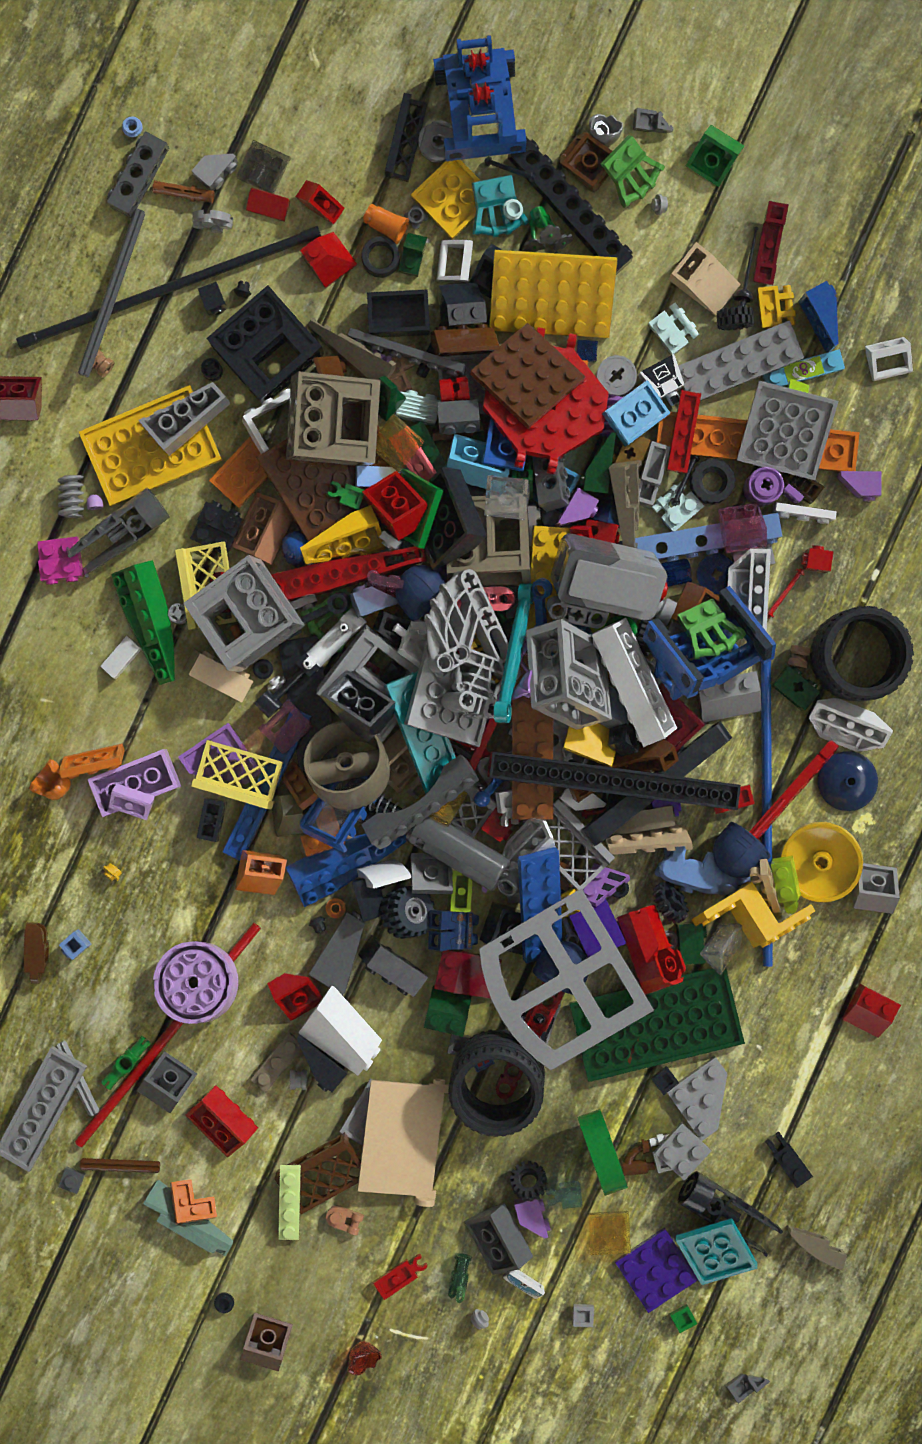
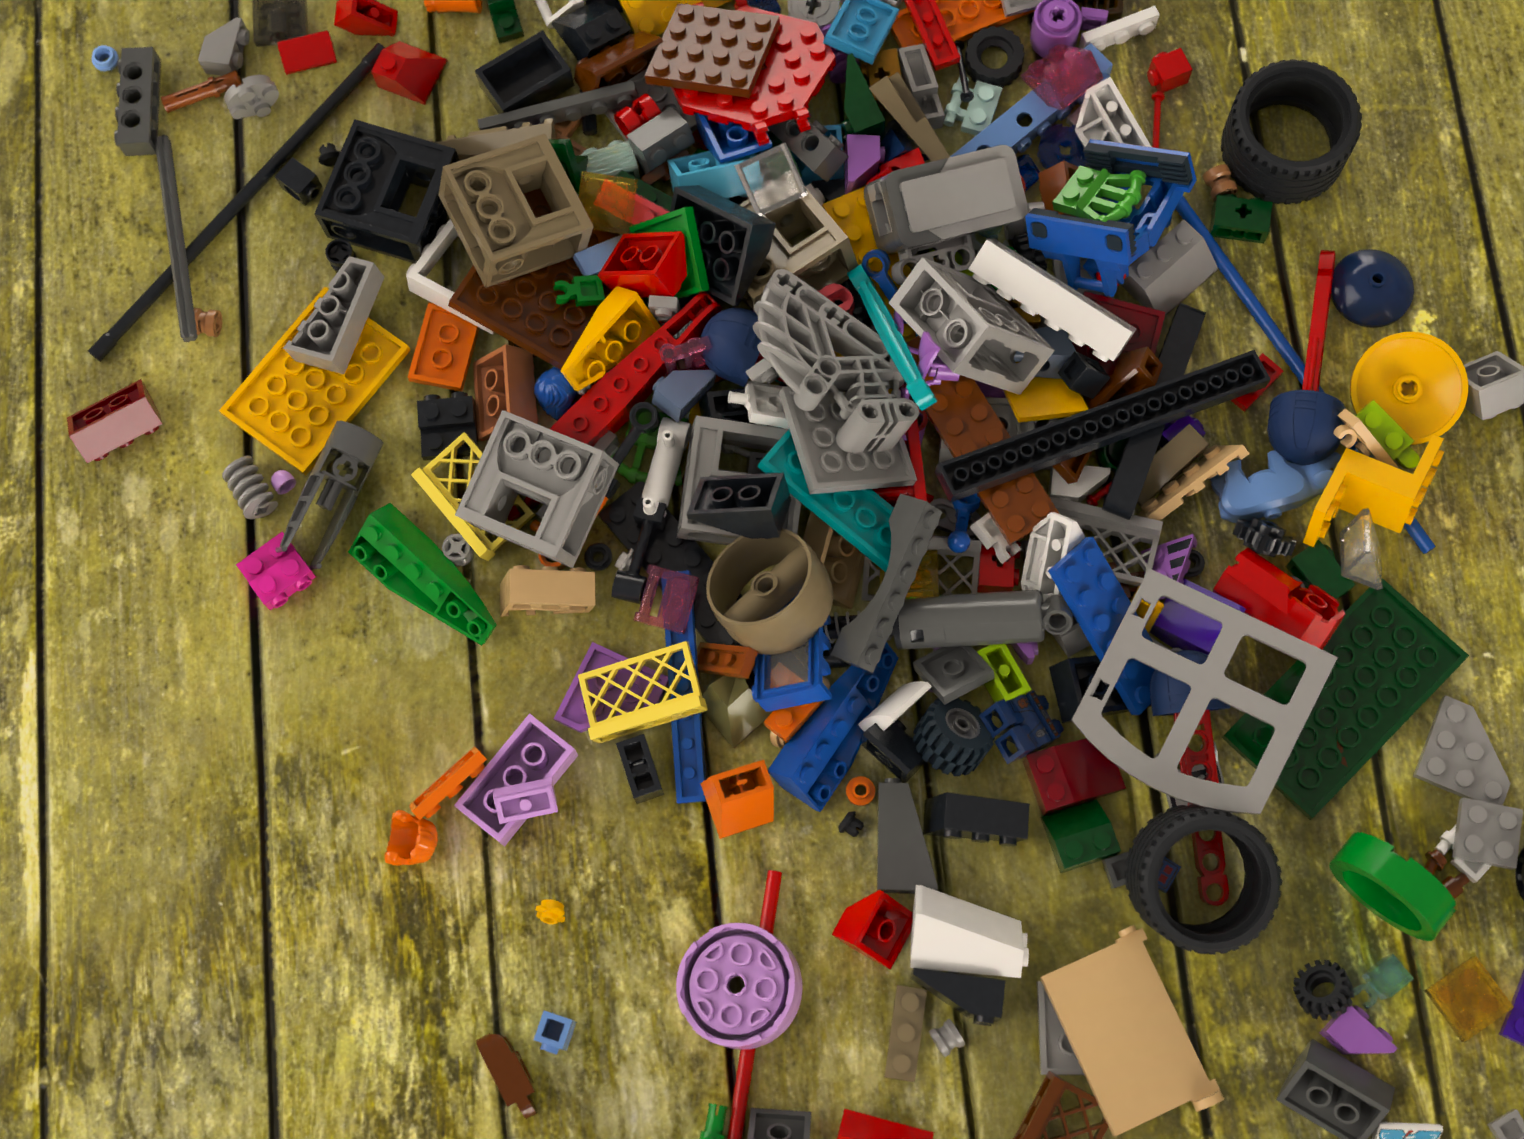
camera: 20 degrees left, 15 degrees down
(121, 657) = (415, 643): white slope -> none
(382, 241) = (463, 18): black tyre -> none
(665, 1080) = (1404, 761): black plate -> none
(849, 725) = (1331, 222): white wedge -> none

